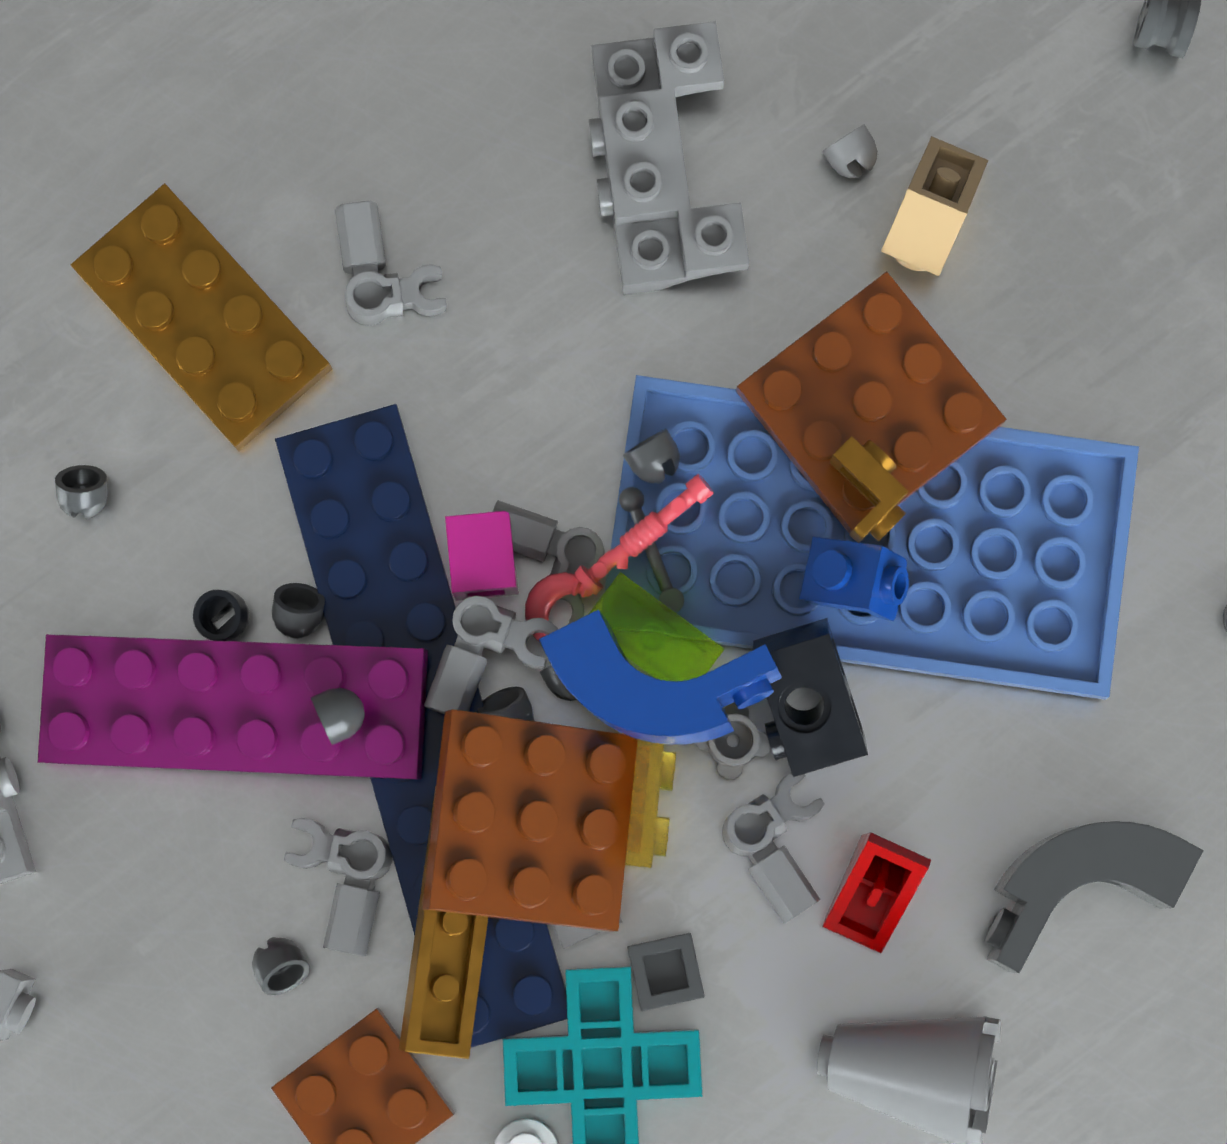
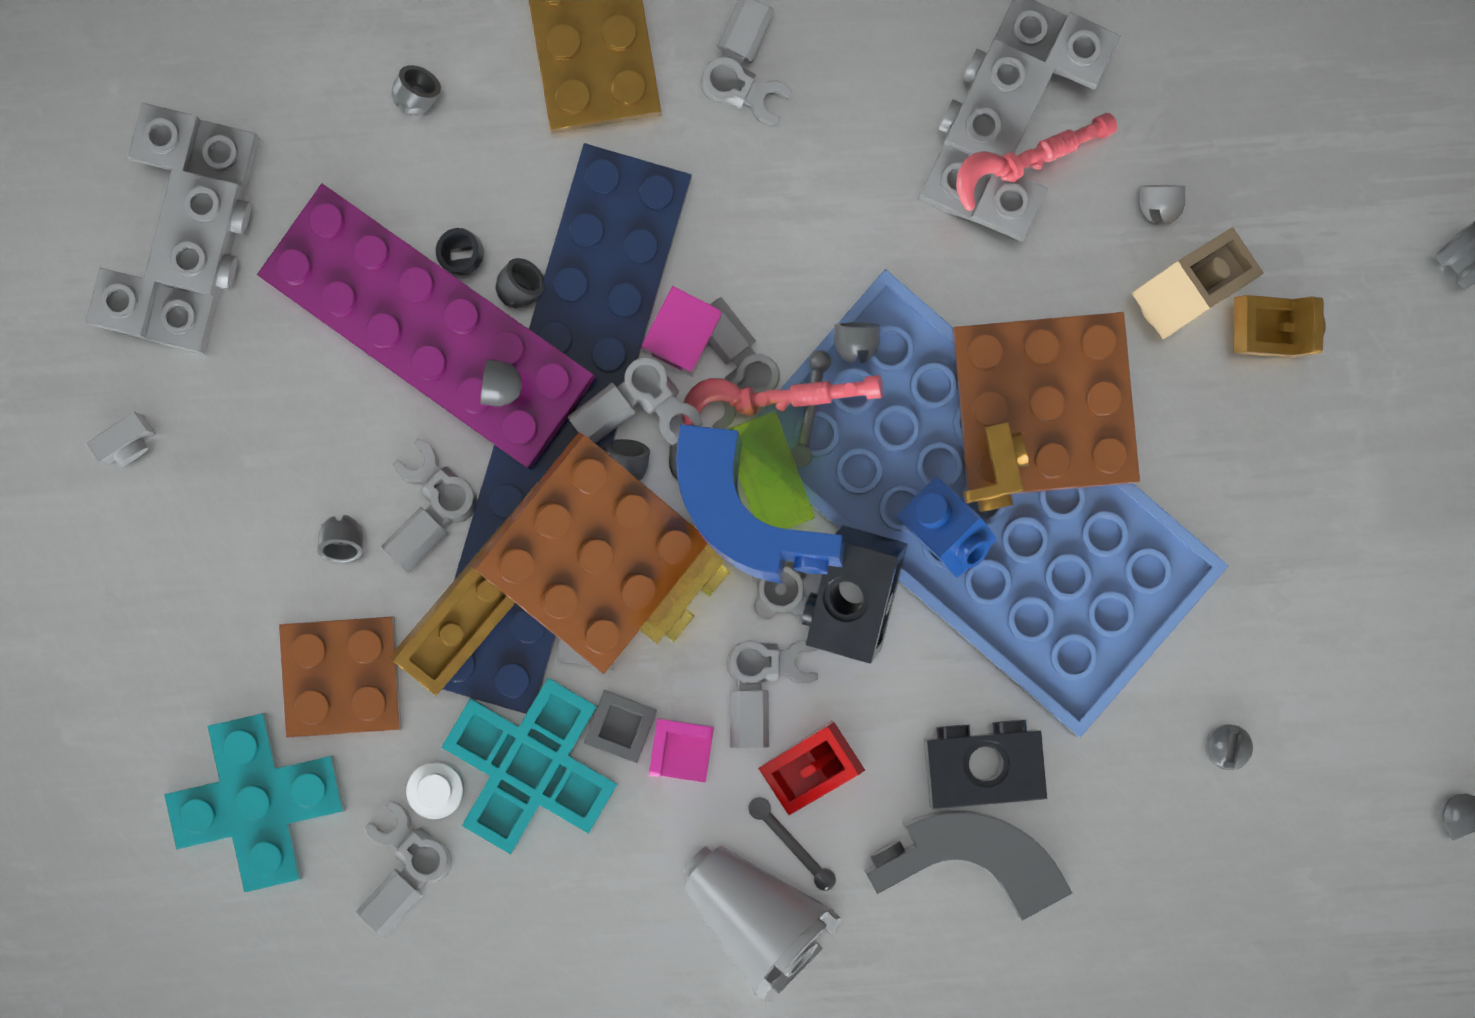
camera: 30 degrees right, 5 degrees up
(695, 201) = (1012, 167): none -> coral piece
(738, 956) = (681, 750): none -> dark pink panel
(850, 965) = (823, 878): none -> dark grey hinge
(1036, 196) = (1278, 326): none -> pearl gold bracket
(1075, 774) = (1017, 779): none -> black brick

